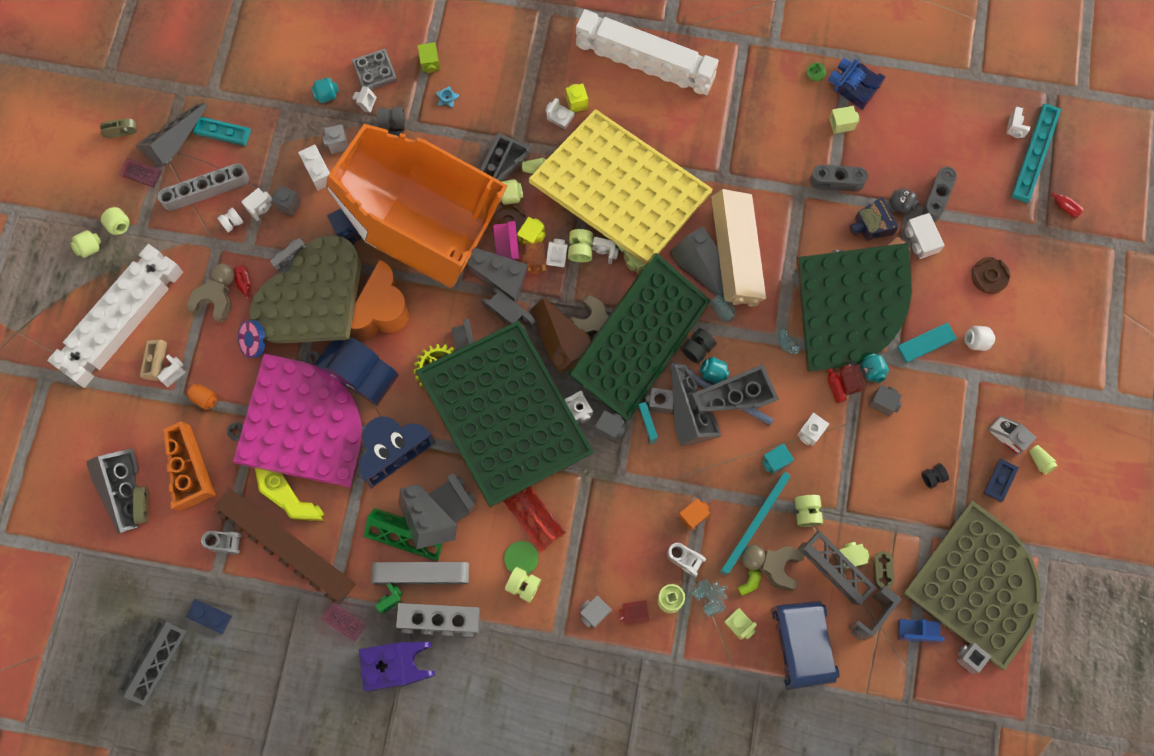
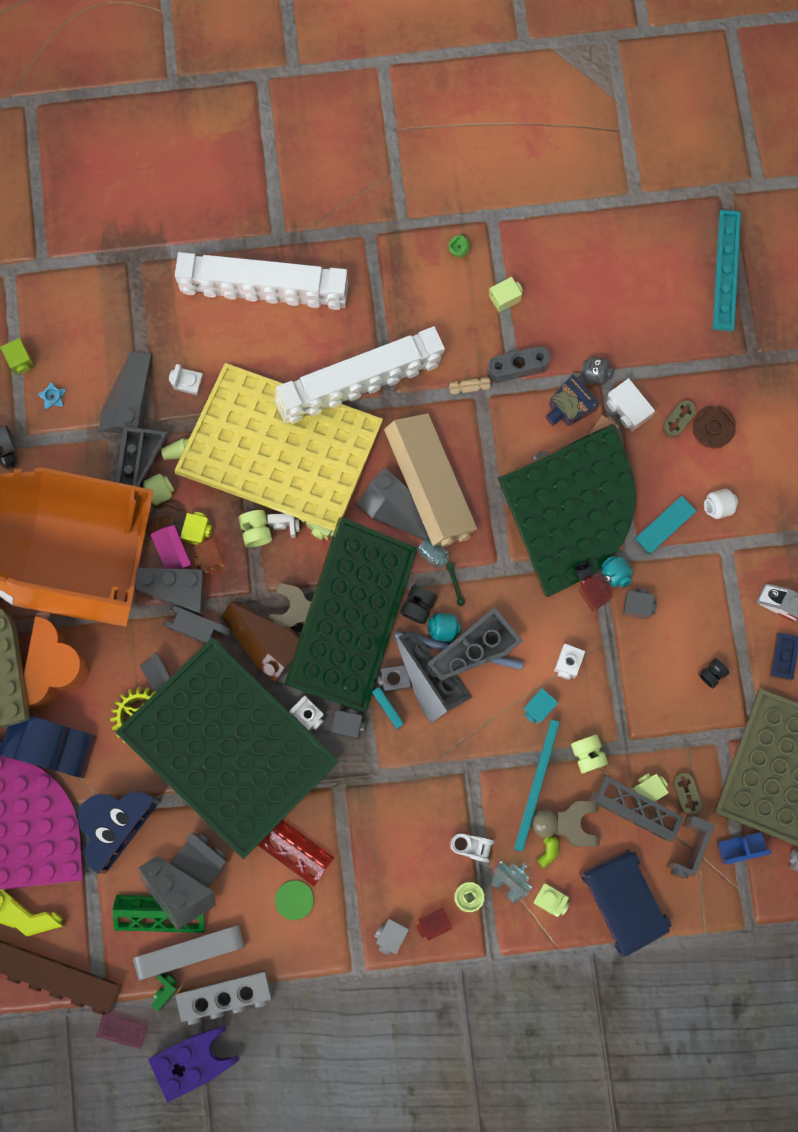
camera: 15 degrees left, 5 degrees up
(508, 113) = (128, 396): none -> dark grey wedge
(516, 582) = (297, 927): yellowish green wheel -> none
(557, 253) = (231, 543): white bracket -> none
(577, 98) = (200, 356): neon yellow brick -> none
(694, 514) = (468, 795): orange brick -> none
(703, 146) = (359, 375): none -> white brick
(733, 325) = (450, 567): none -> dark green hinge
(786, 344) = (515, 573): clear light blue arm -> none
(794, 184) = (469, 385): none -> tan axle
(836, 387) = (580, 604): red piece -> none
(847, 357) = (584, 570): none -> black hinge
(857, 82) = (508, 247): hips -> none
(942, 184) = (634, 337): dark grey piece -> none
(965, 263) = (675, 416): none -> olive beam
(1015, 125) = (695, 242): white bracket -> none
(1068, 205) = (777, 321): red piece -> none

